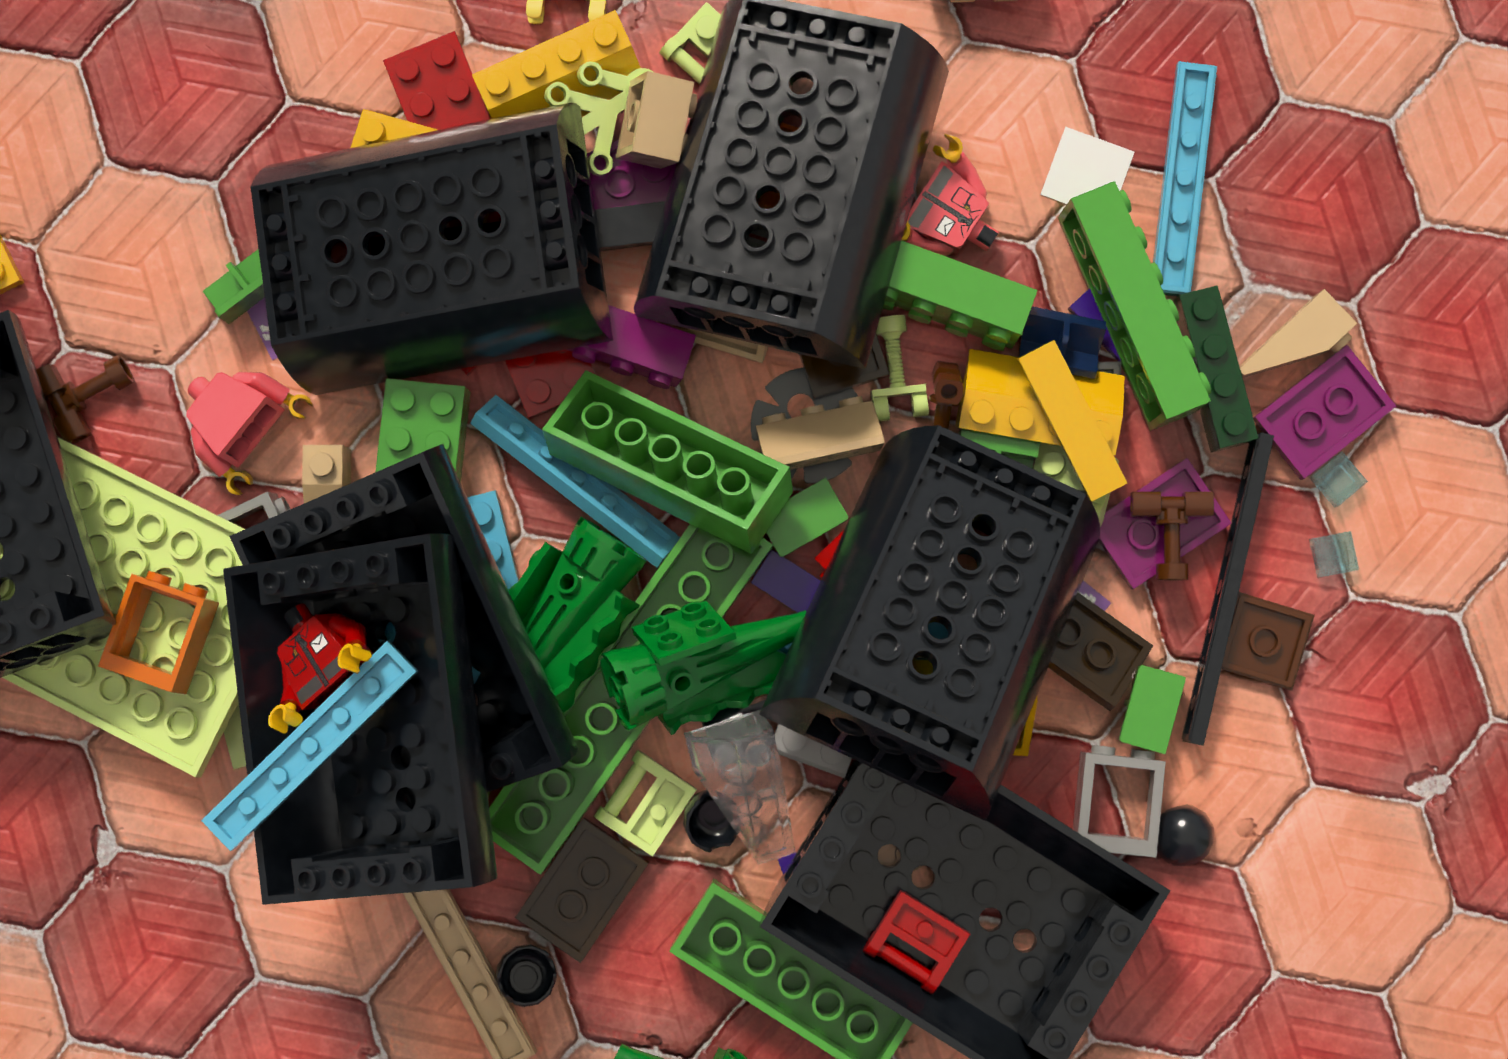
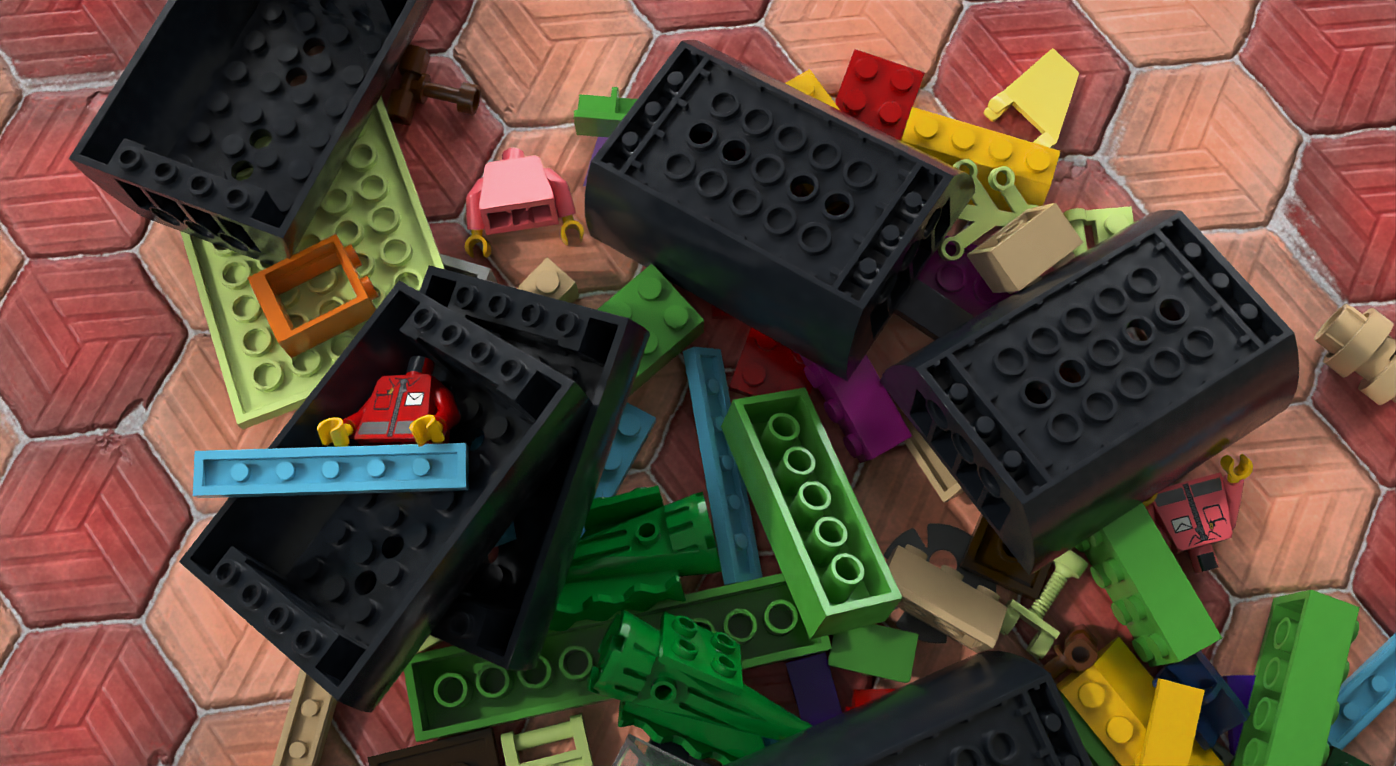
camera: 40 degrees right, 10 degrees down
(1083, 165) = (1329, 571): white sticker -> none

